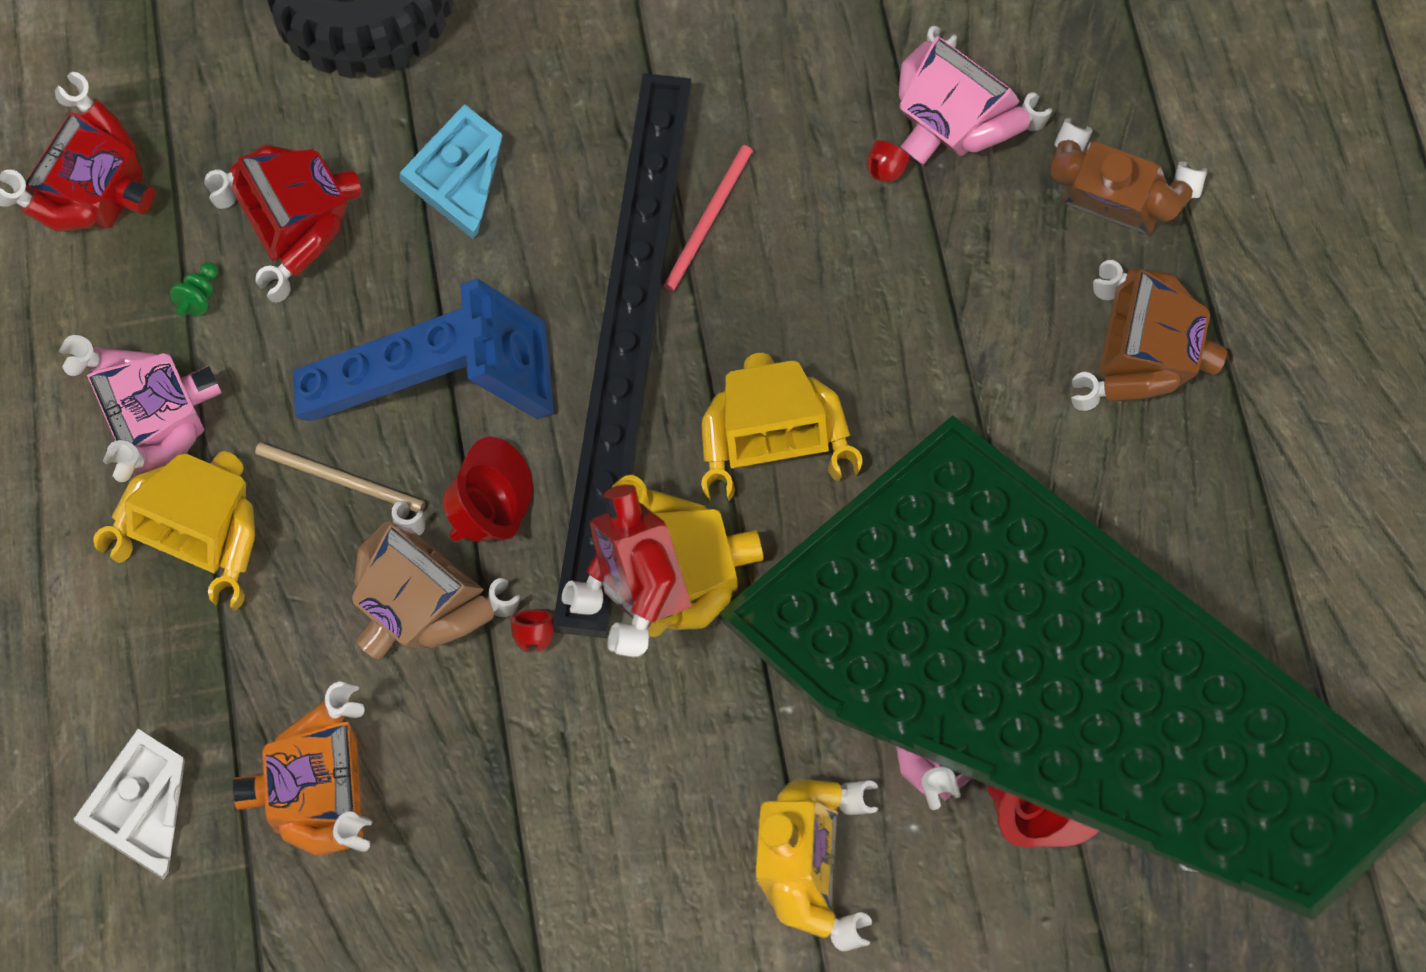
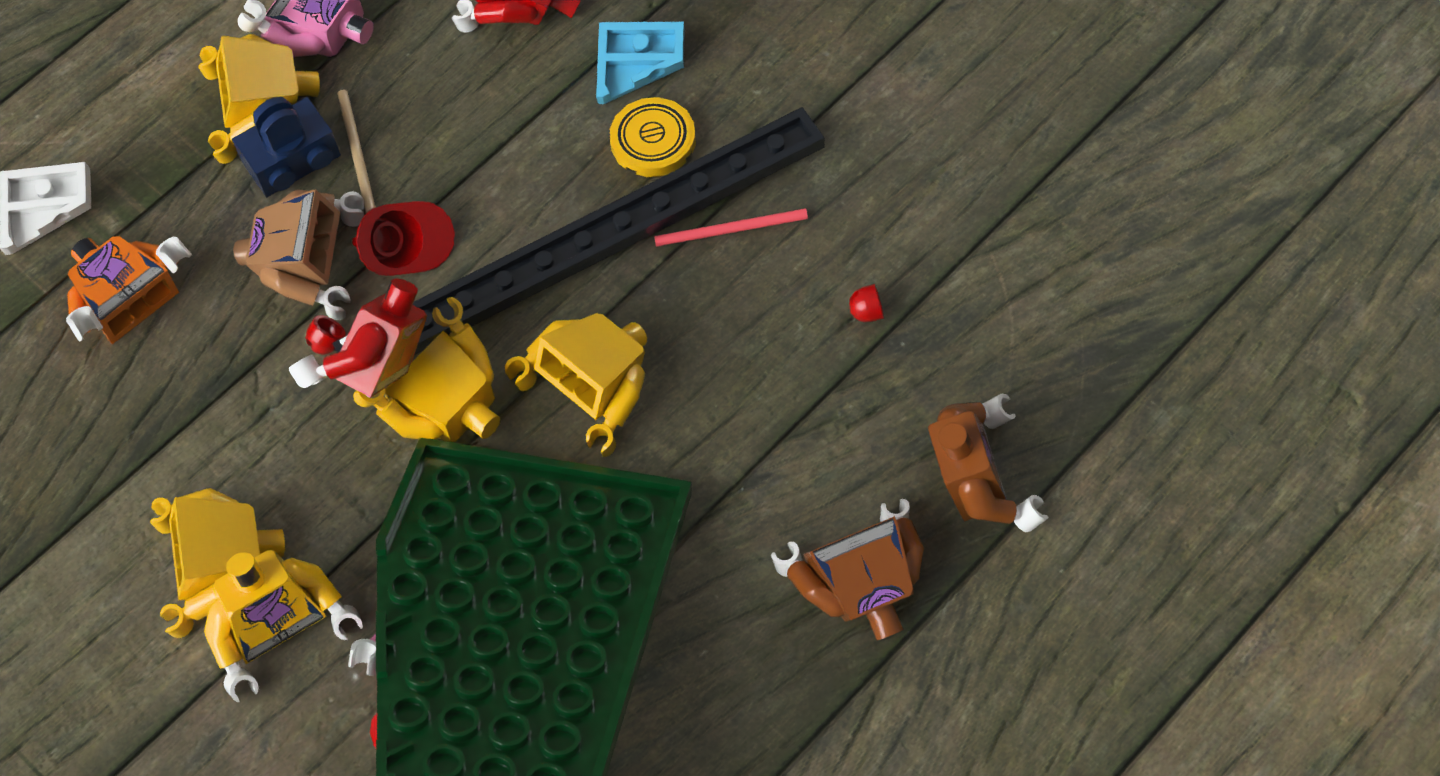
camera: 55 degrees right, 5 degrees down
(288, 532) = (285, 144): none -> dark blue brick
(489, 335) = (493, 152): blue bracket -> none
(556, 215) = (652, 136): none -> yellow tile
(693, 864) = (204, 536): none -> yellow torso
(958, 102) = (951, 313): bright pink torso -> none

